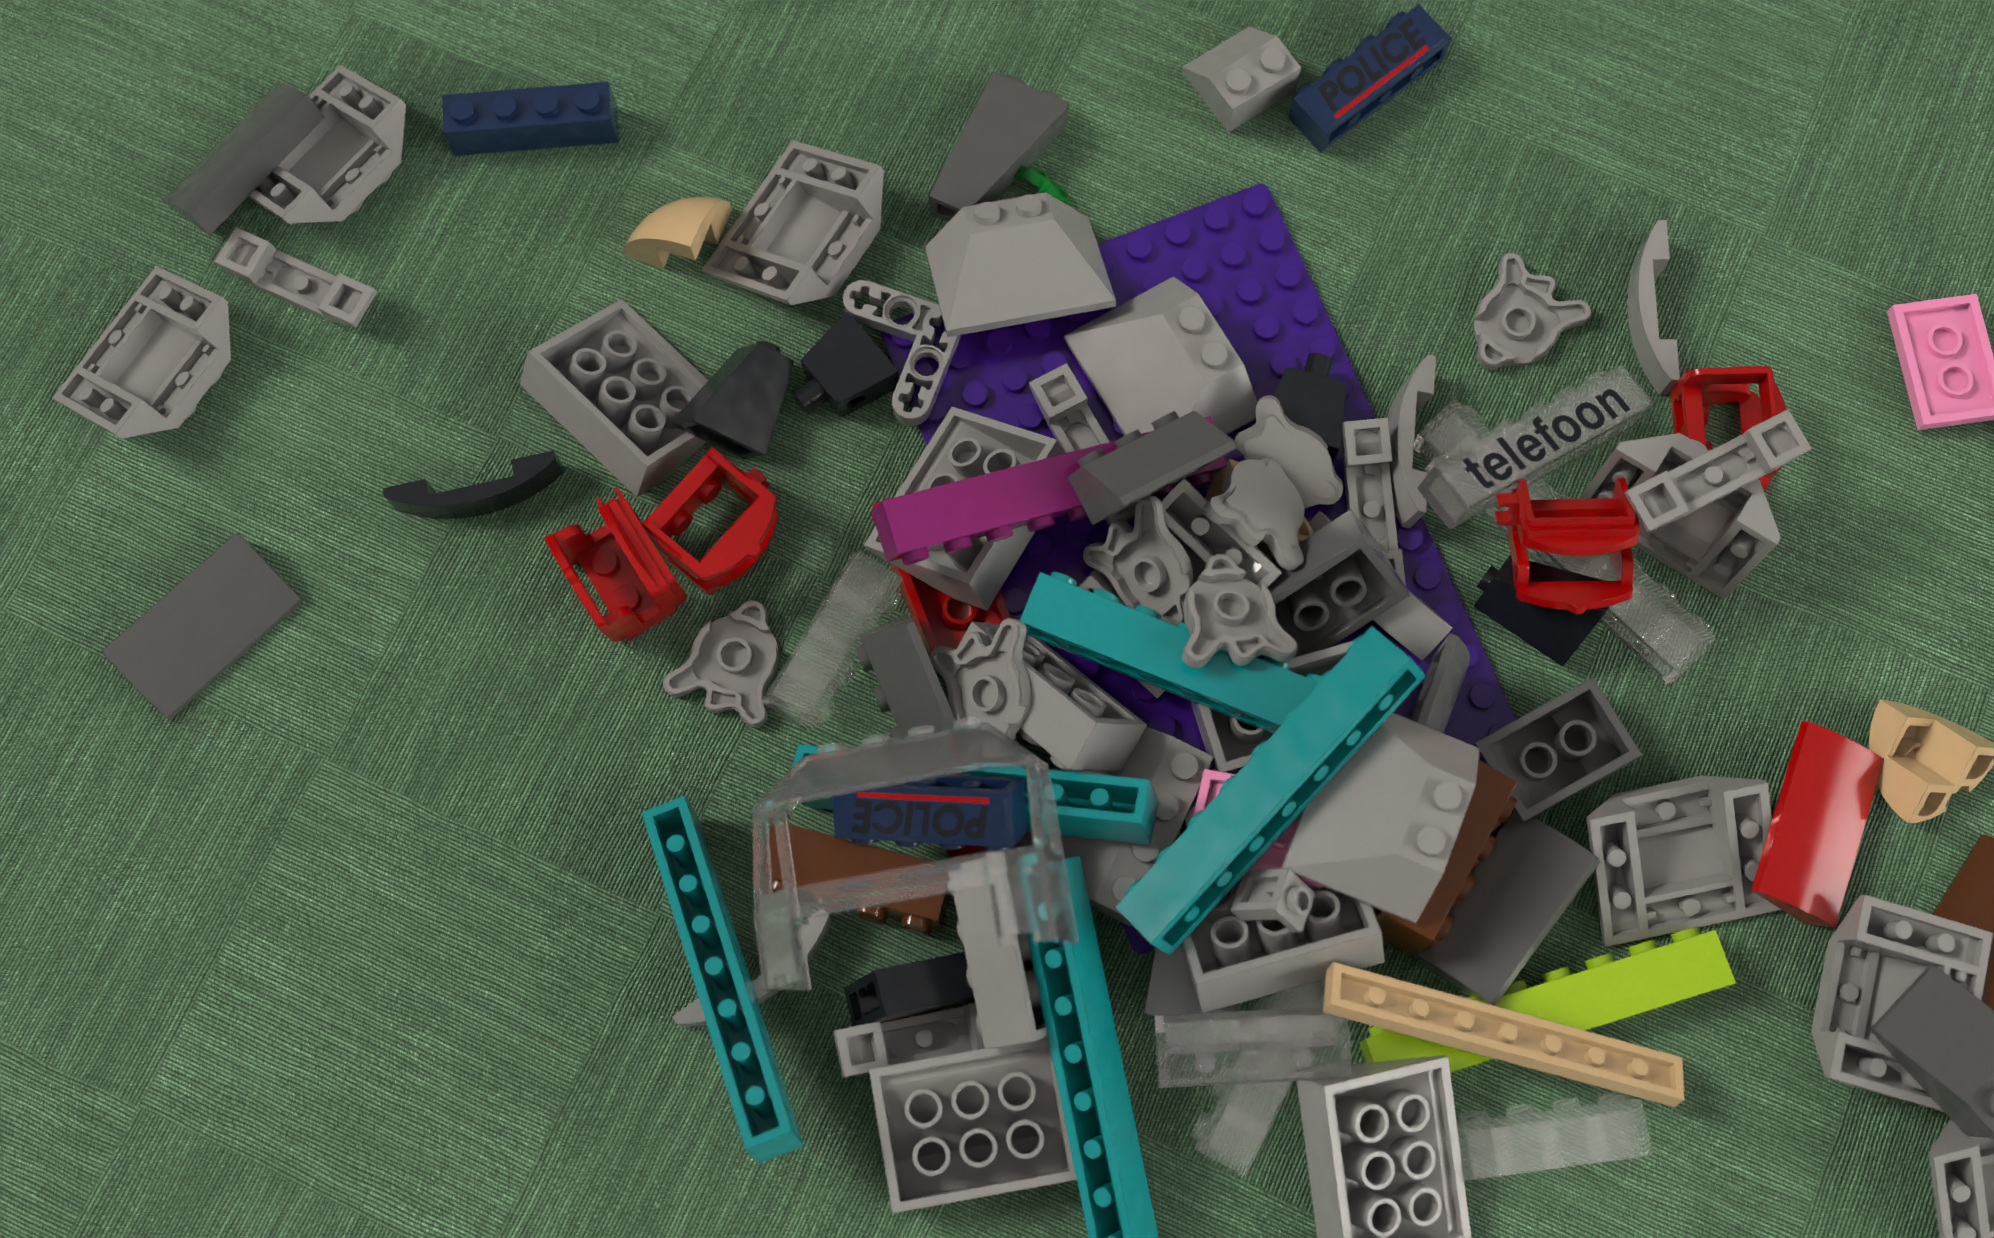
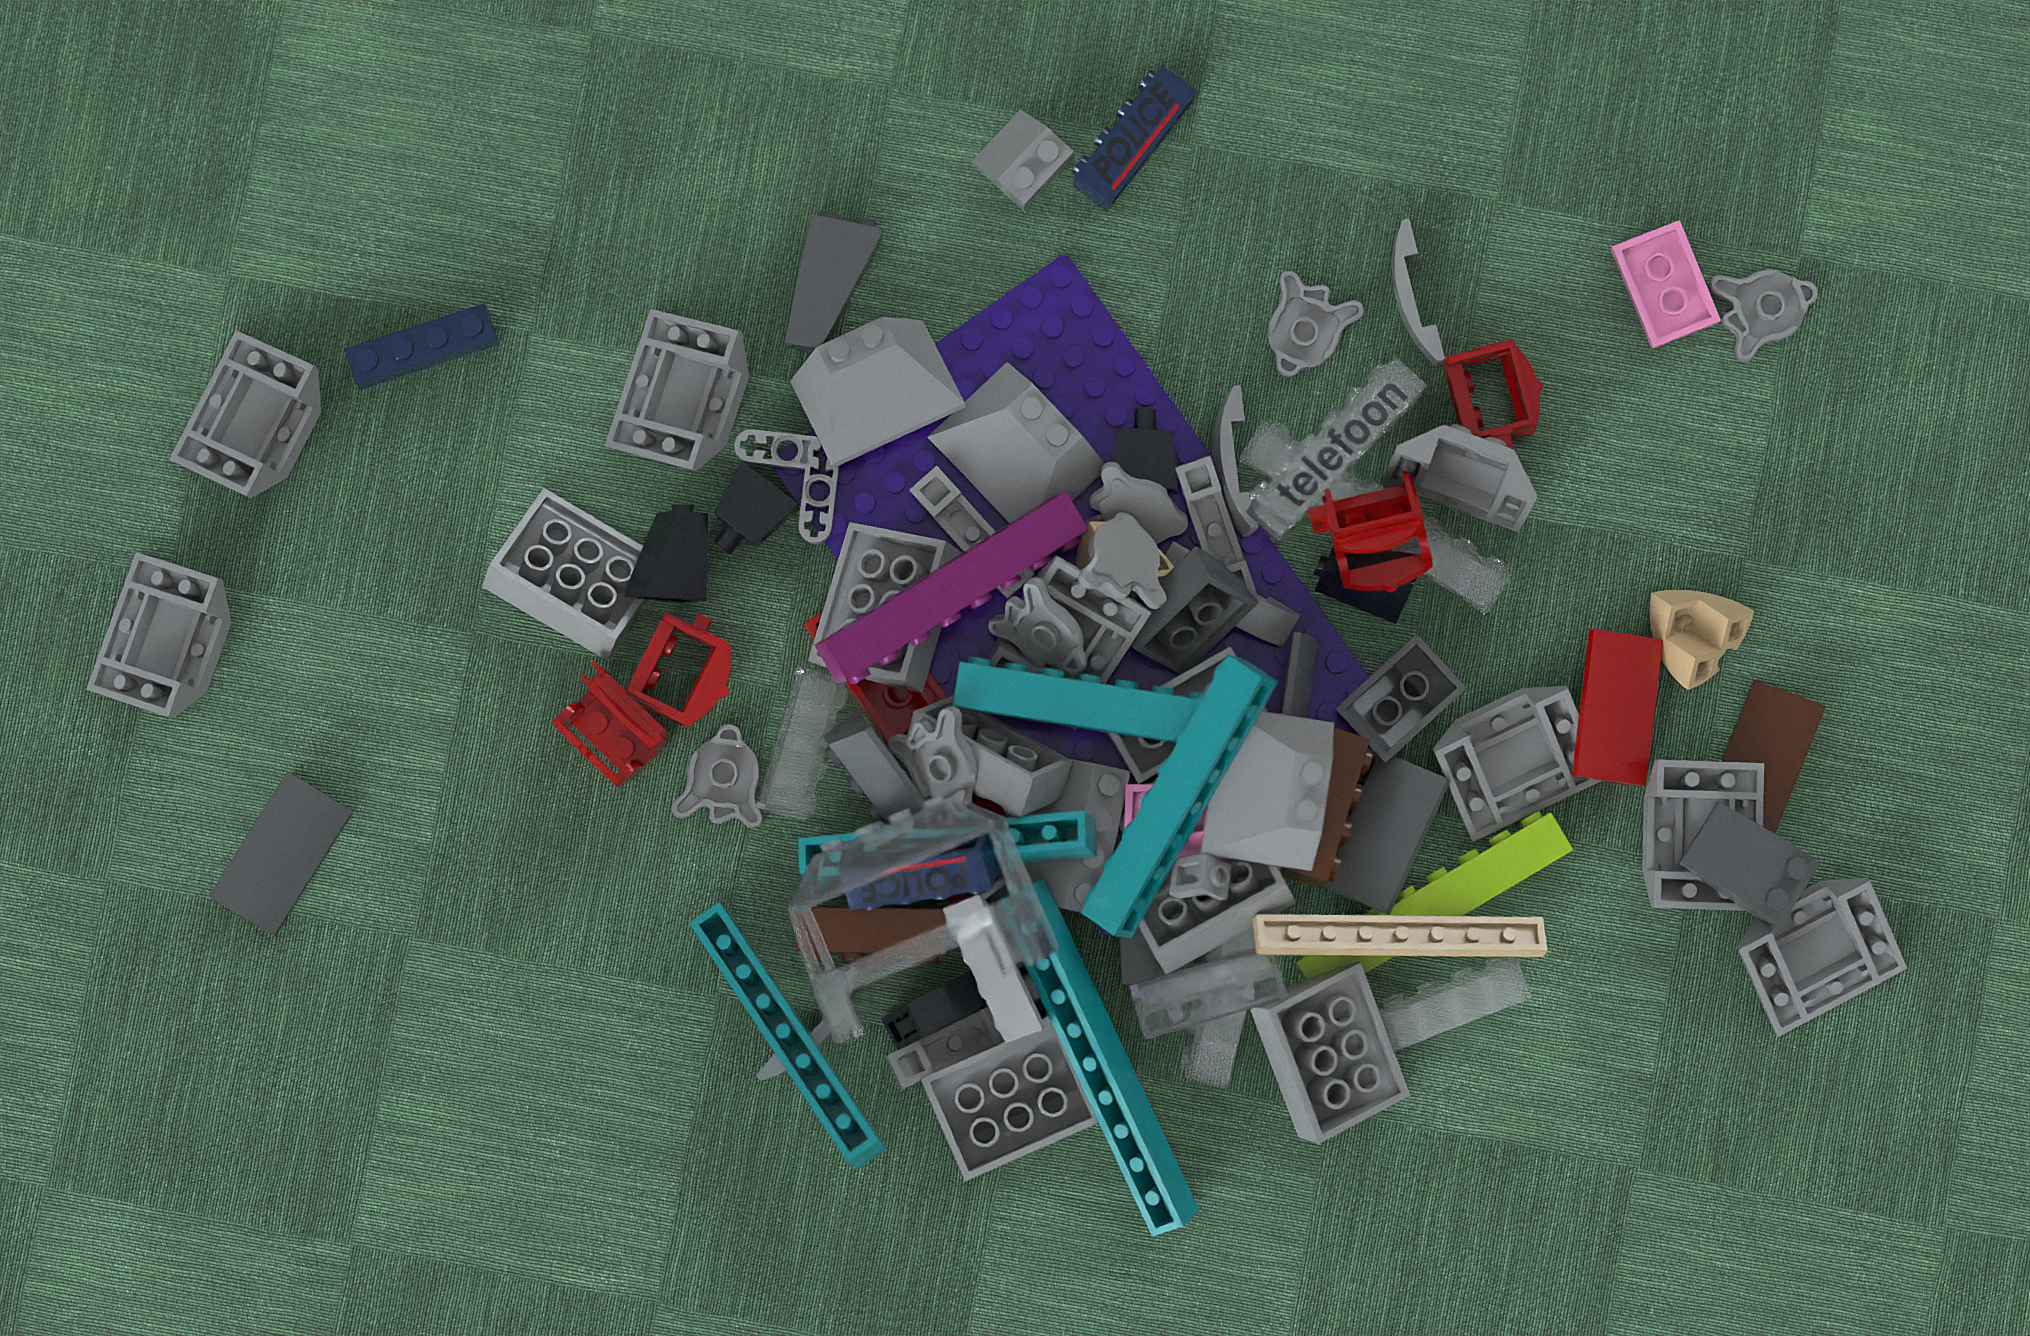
camera: 15 degrees left, 10 degrees up
(245, 157) = (183, 439): dark grey slope -> none
(295, 281) = (264, 538): light grey slope -> none
(530, 477) = (513, 664): black slope -> none
(678, 230) = (577, 418): tan brick -> none
(1044, 183) = (873, 296): green piece -> none
(1147, 463) = (1025, 555): dark grey slope -> none
(1232, 616) = (1119, 660): light grey tile -> none
(1718, 472) = (1475, 457): light grey slope -> none

